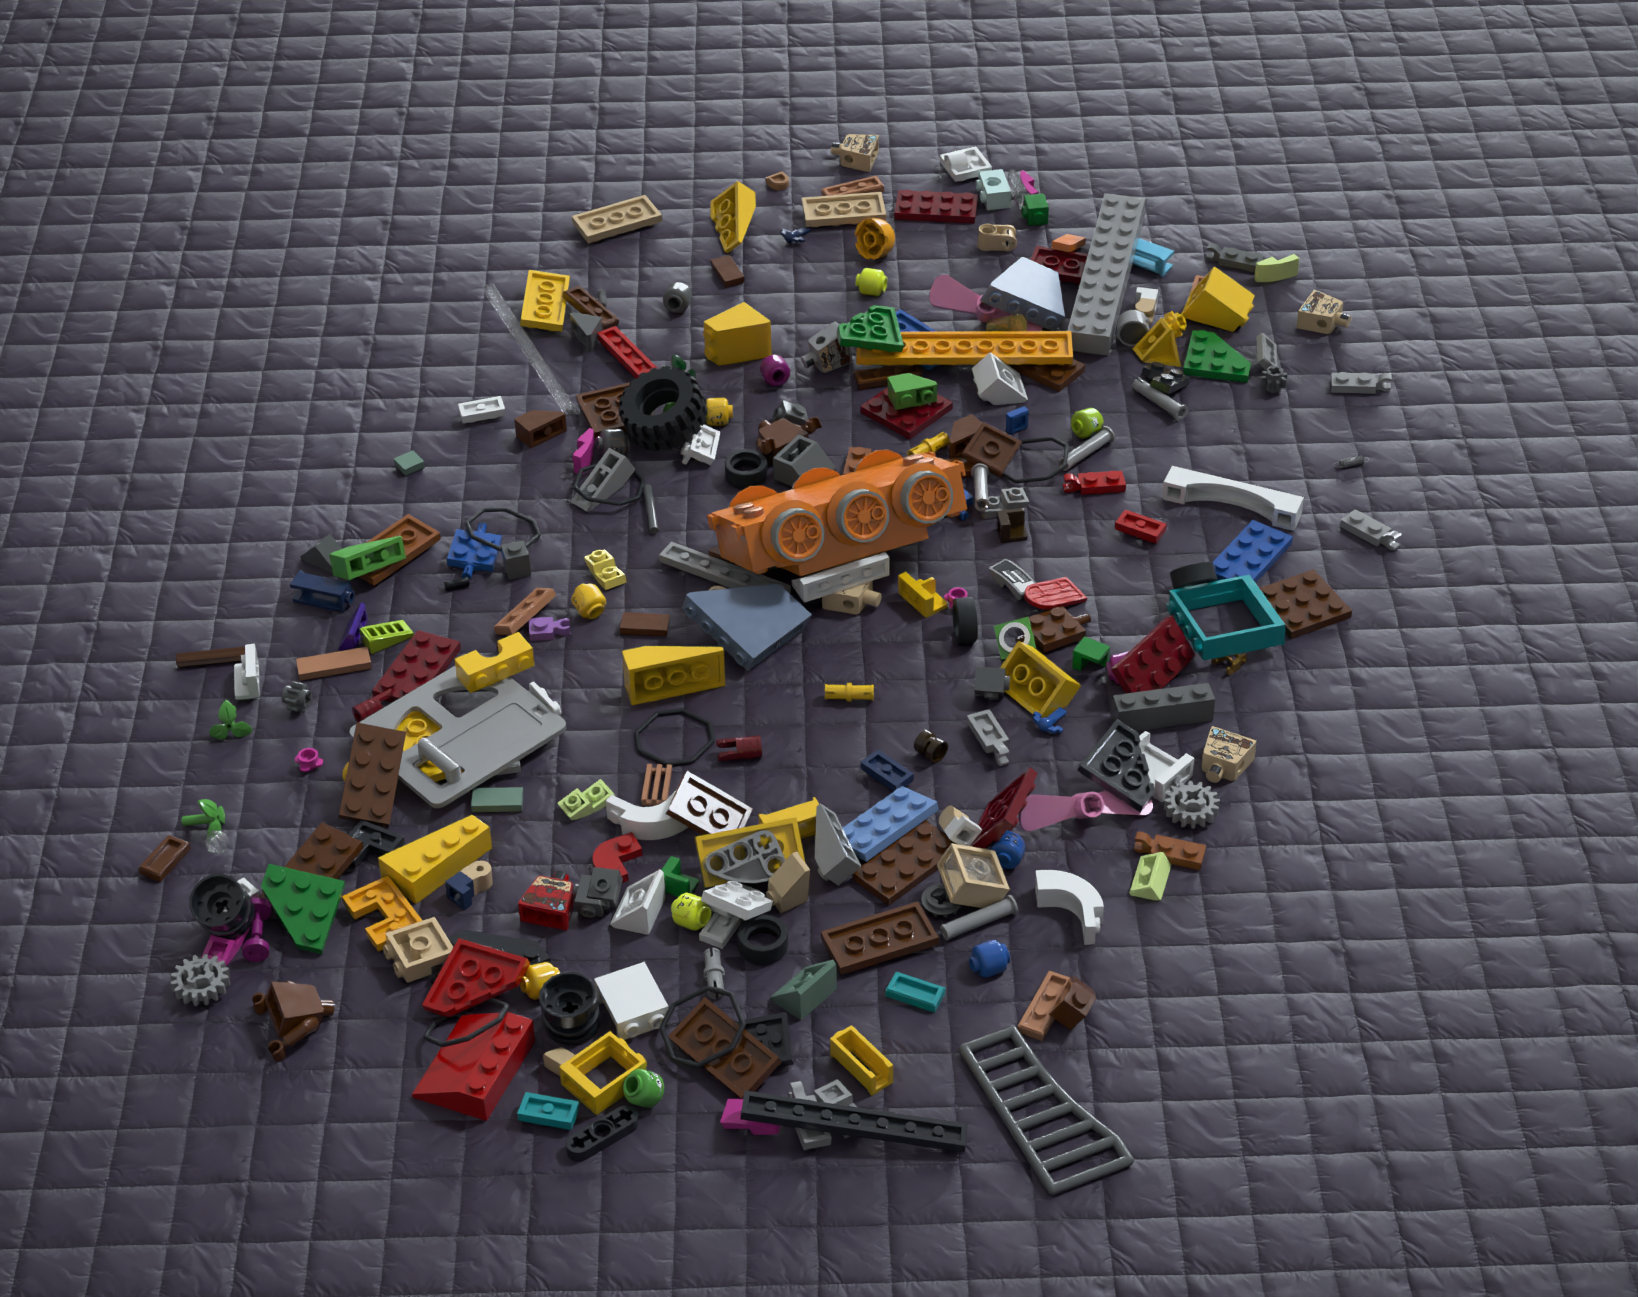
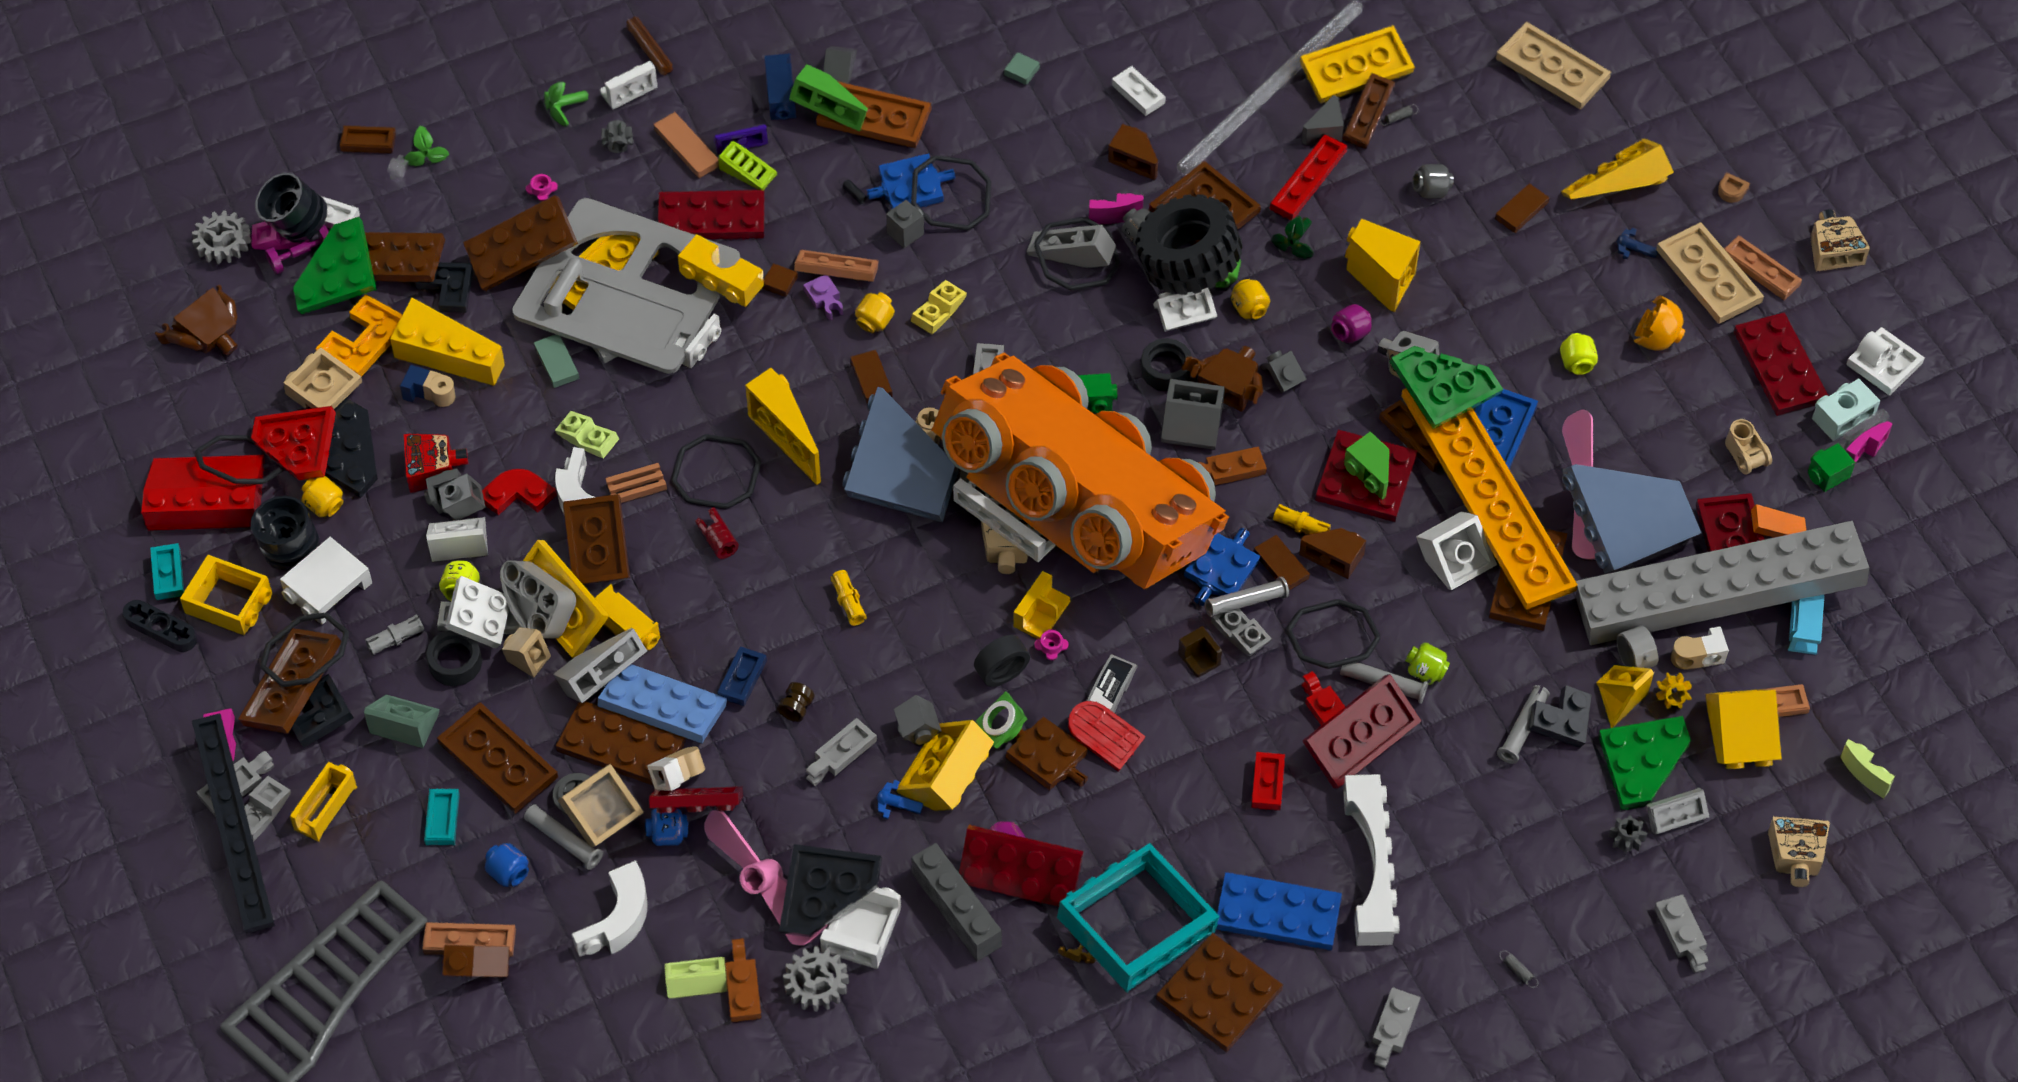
camera: 65 degrees right, 15 degrees up
(370, 706) = (632, 203): dark red hinge -> none
(556, 1058) = (236, 553): tan slope -> none
(643, 1088) = (214, 633): bright green head -> none
(650, 508) = (1059, 307): dark grey bar -> none
(675, 881) = (504, 548): green panel -> none
(992, 449) = (1317, 583): reddish brown plate -> none
(1007, 323) = (1559, 517): clear yellow piece -> none
(1017, 420) = (1394, 591): blue tile -> none
(1088, 651) = (1012, 800): green panel -> none
(1128, 467) = (1361, 730): none -> dark red plate
(1193, 574) = (1187, 860): black tyre -> none
(1227, 755) = (909, 988): tan torso -> none
(1234, 258) = (1869, 718): dark grey plate -> none

